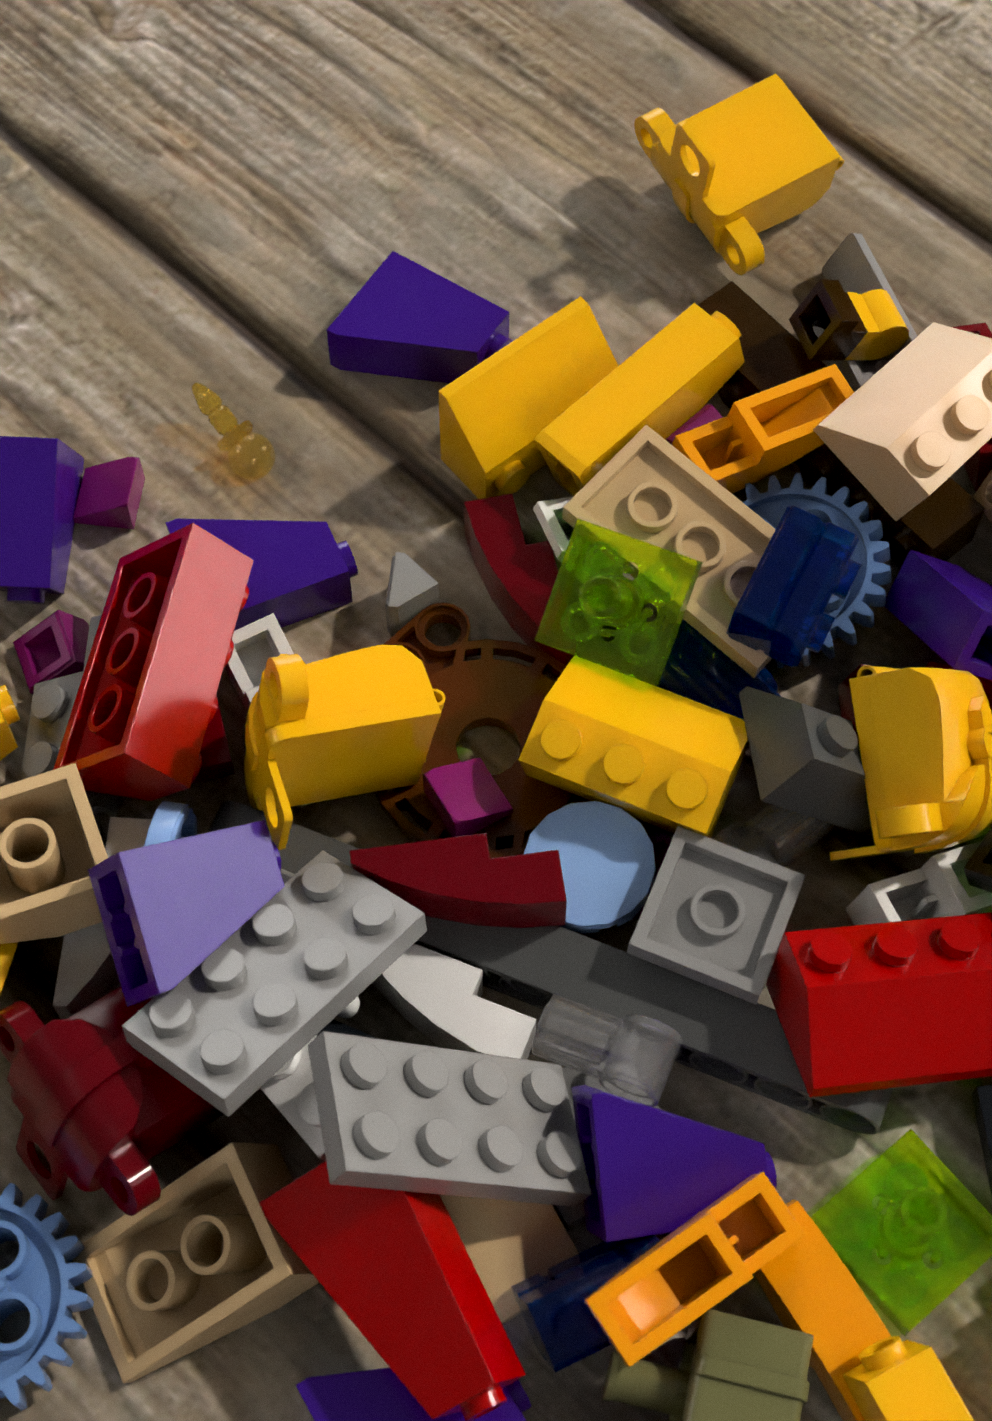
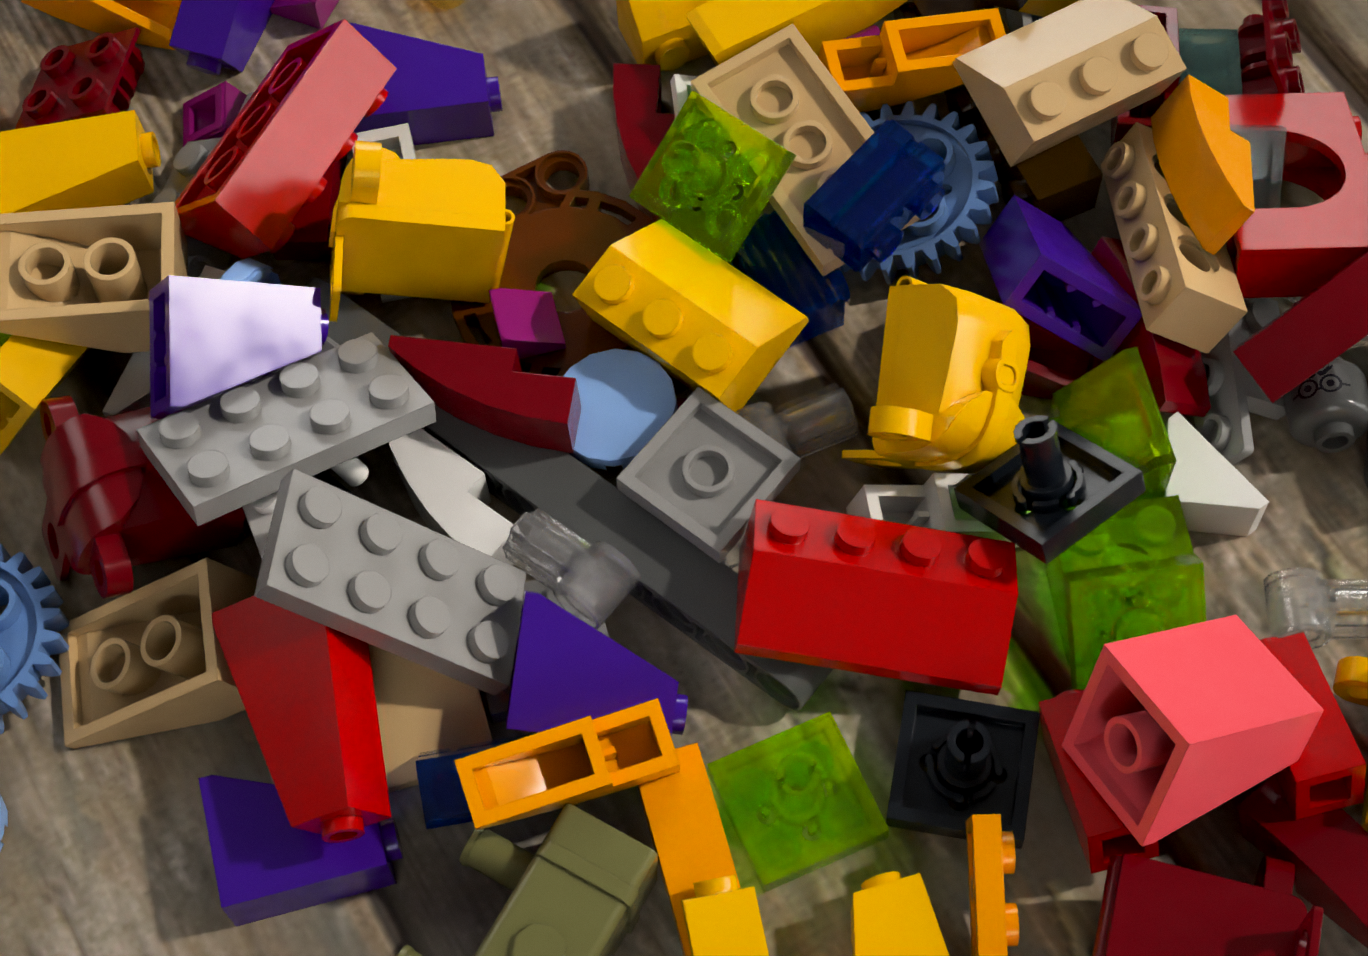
camera: 20 degrees right, 0 degrees up
(408, 592) = (537, 132): light grey slope -> none
(806, 759) = (834, 355): dark grey slope -> none

